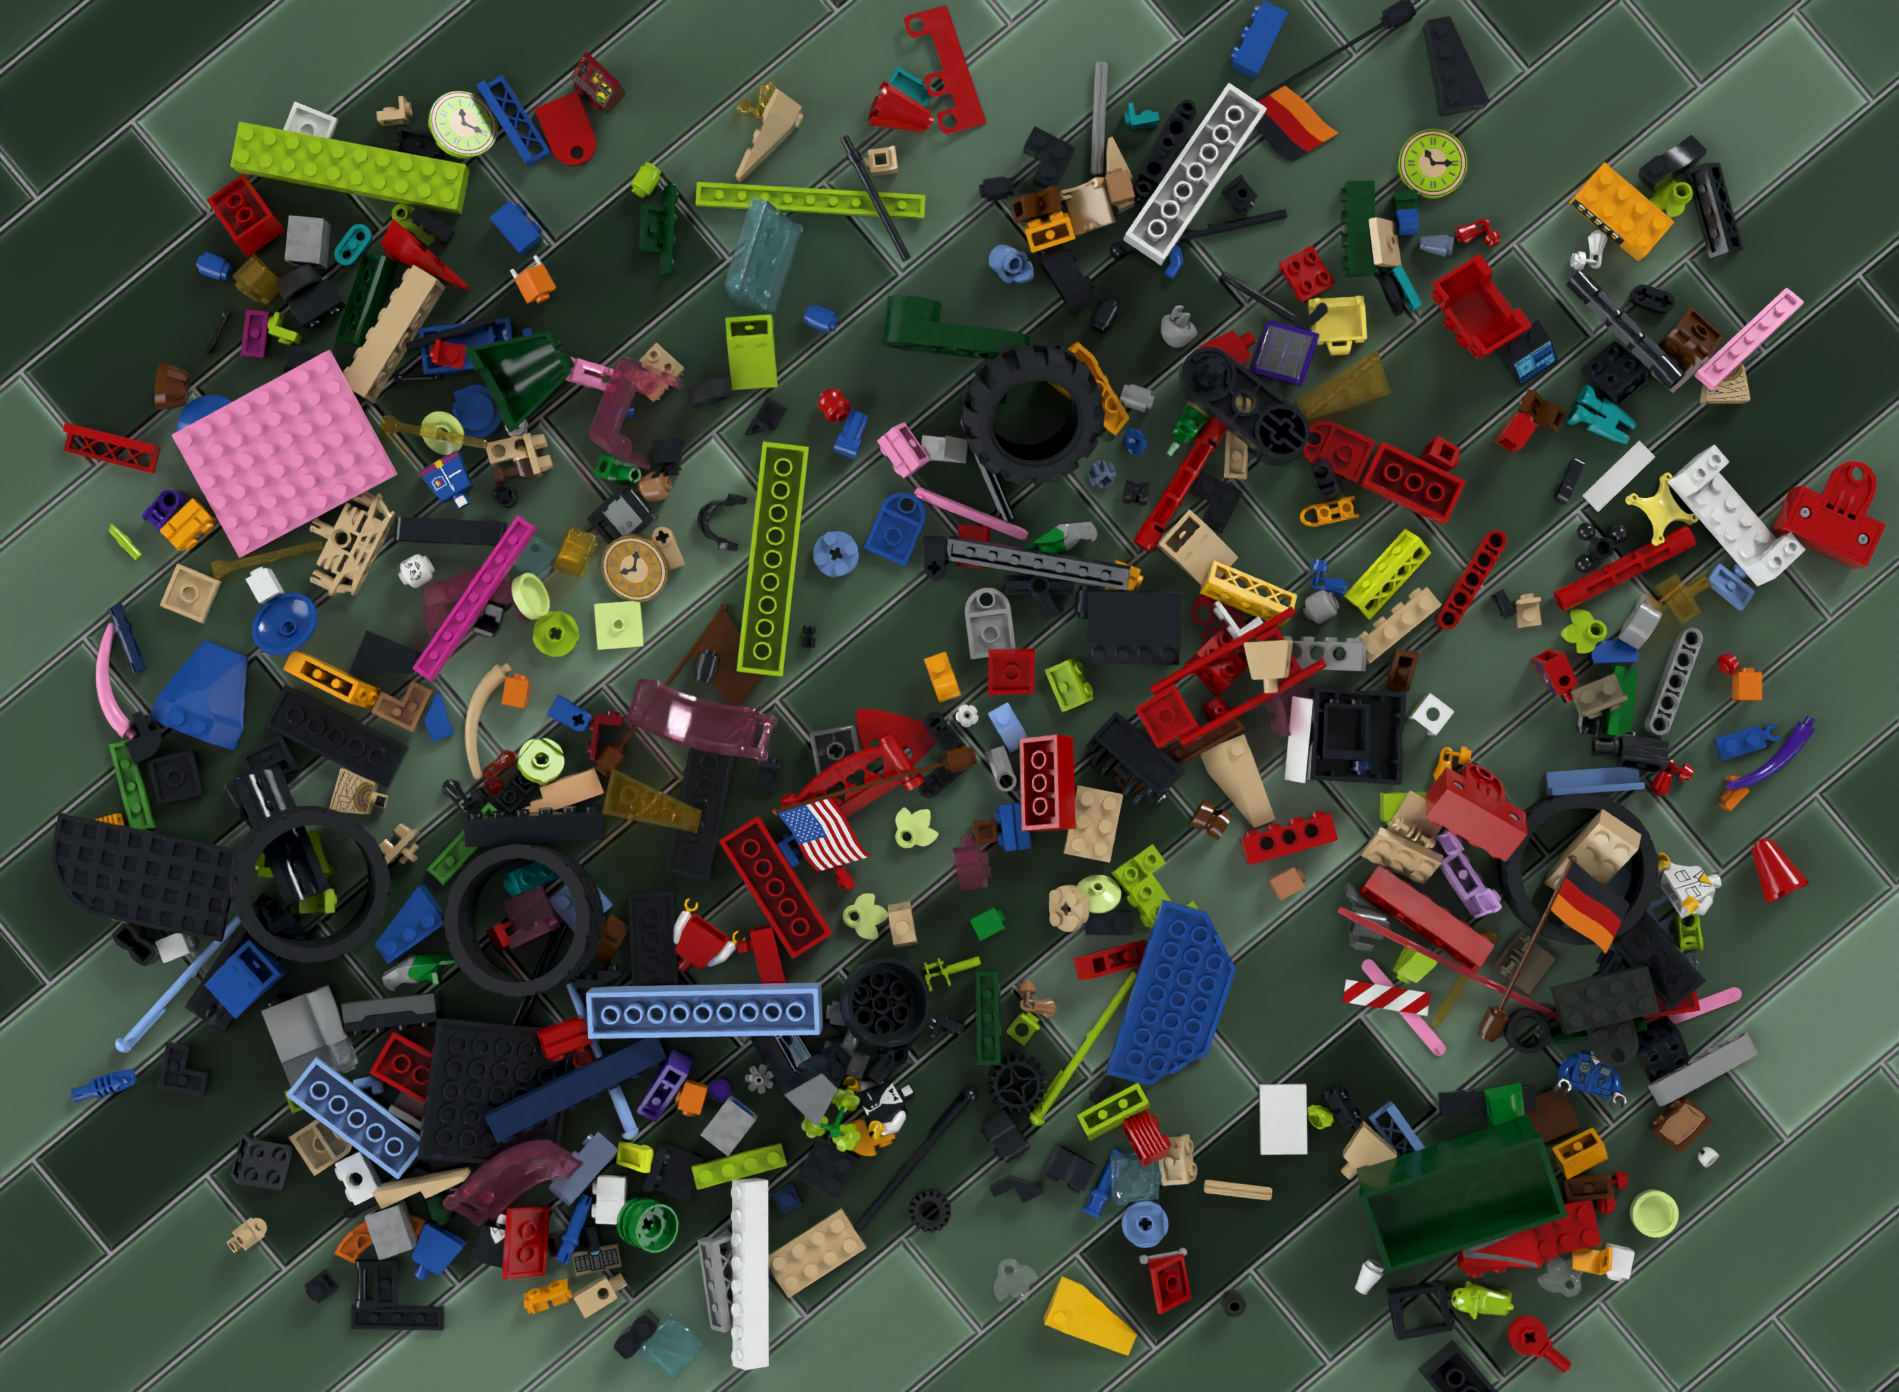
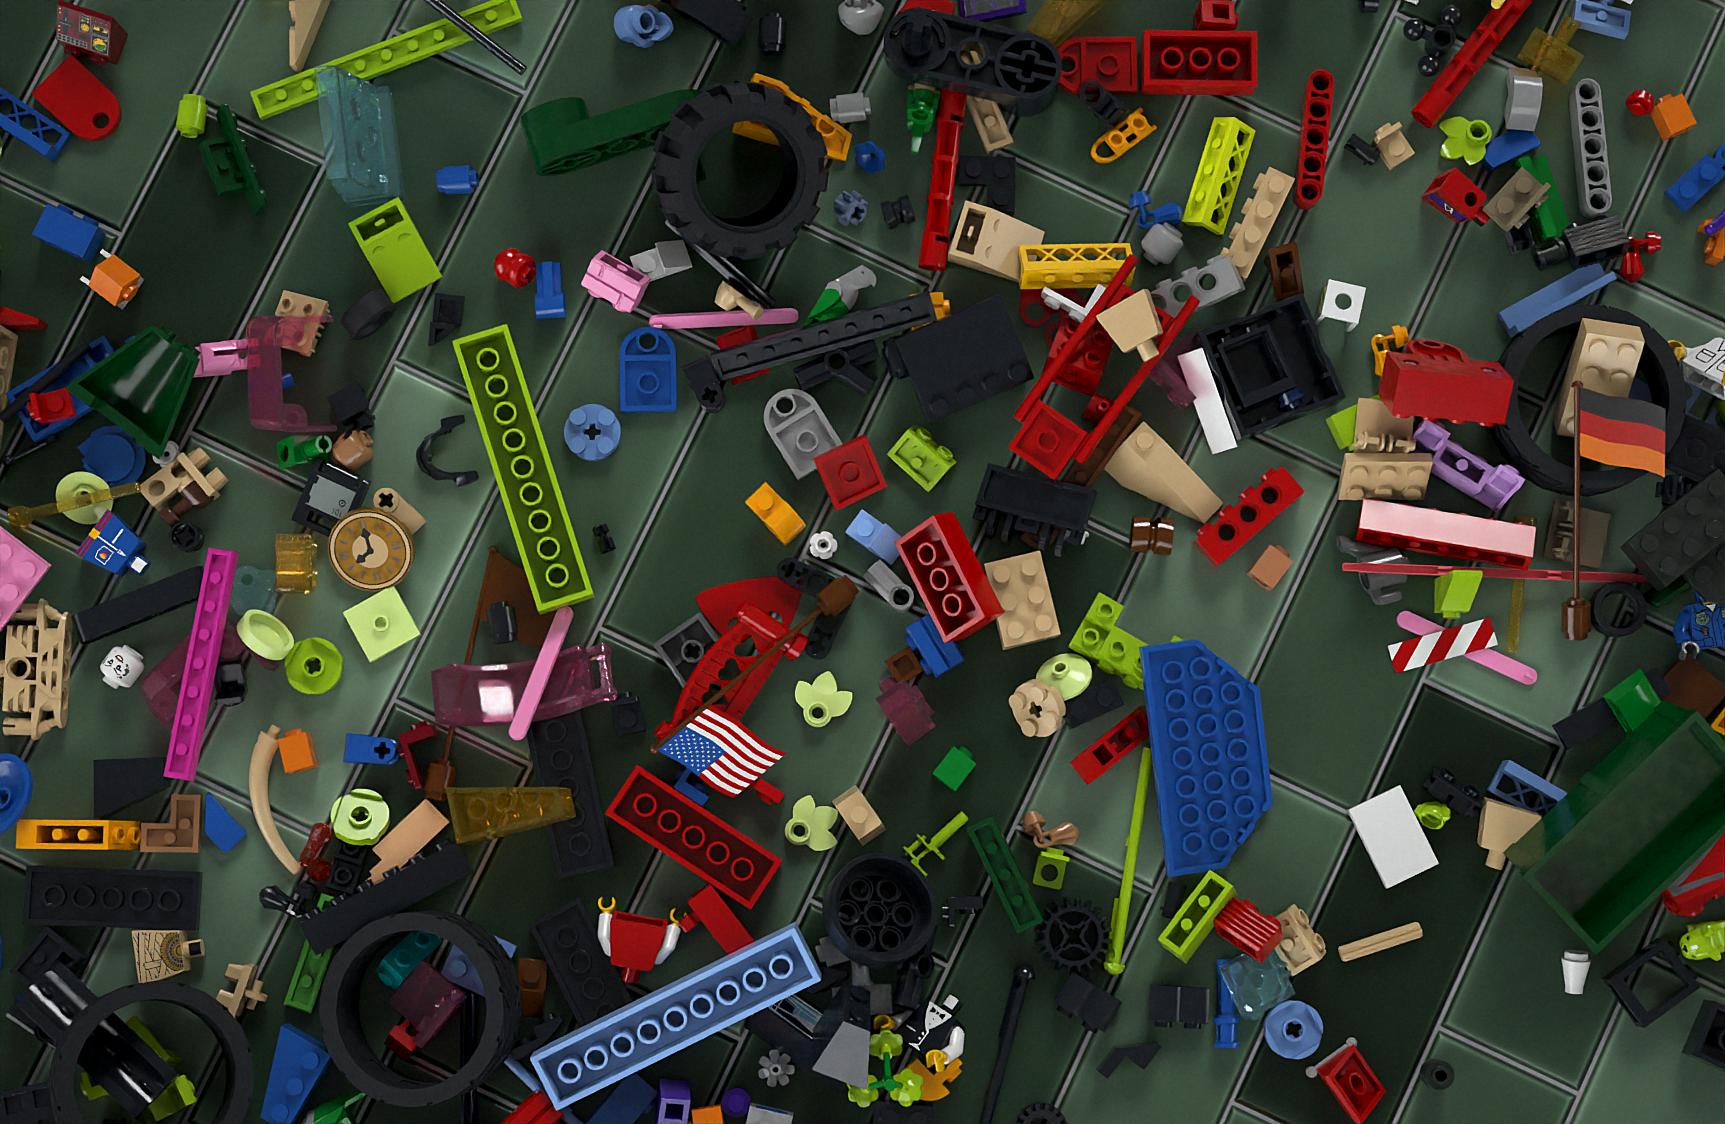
camera: 25 degrees left, 5 degrees down
(718, 717) = (541, 673): none -> bright pink piece
(981, 500) = (729, 298): none -> tan bar

